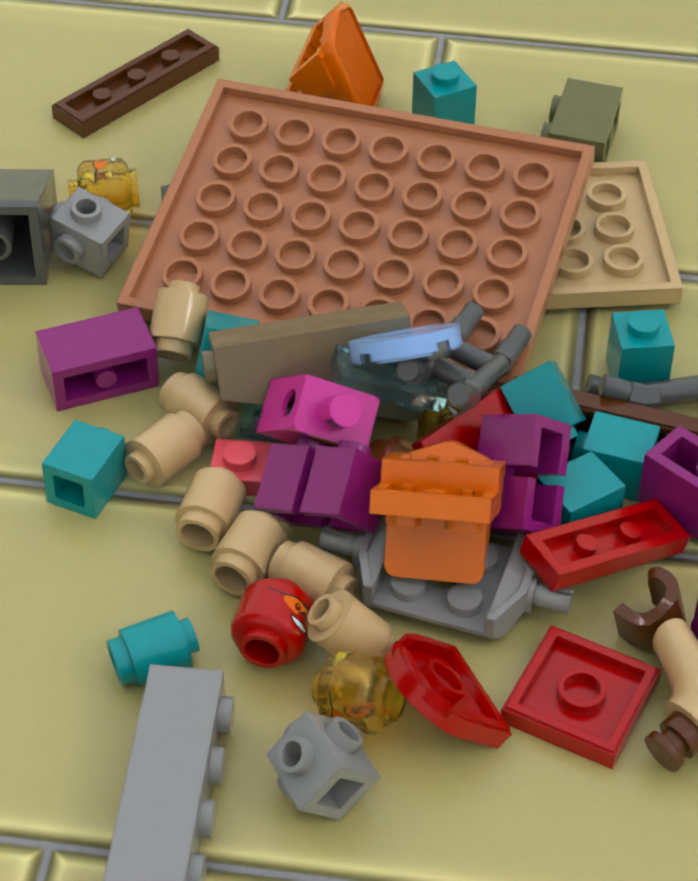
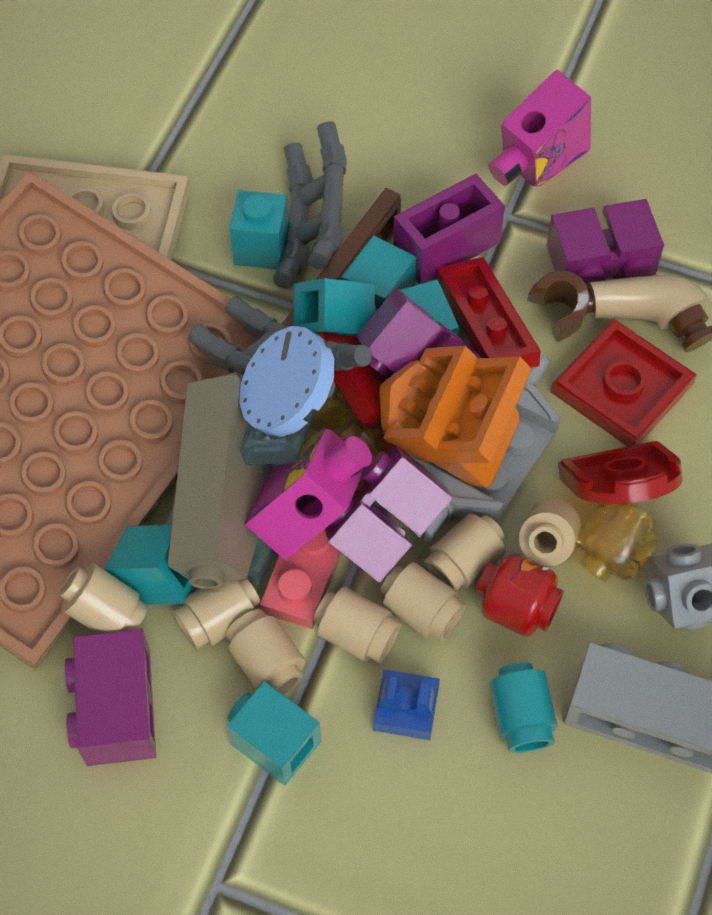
camera: 75 degrees left, 15 degrees up
(142, 565) = (406, 704): none -> blue tile

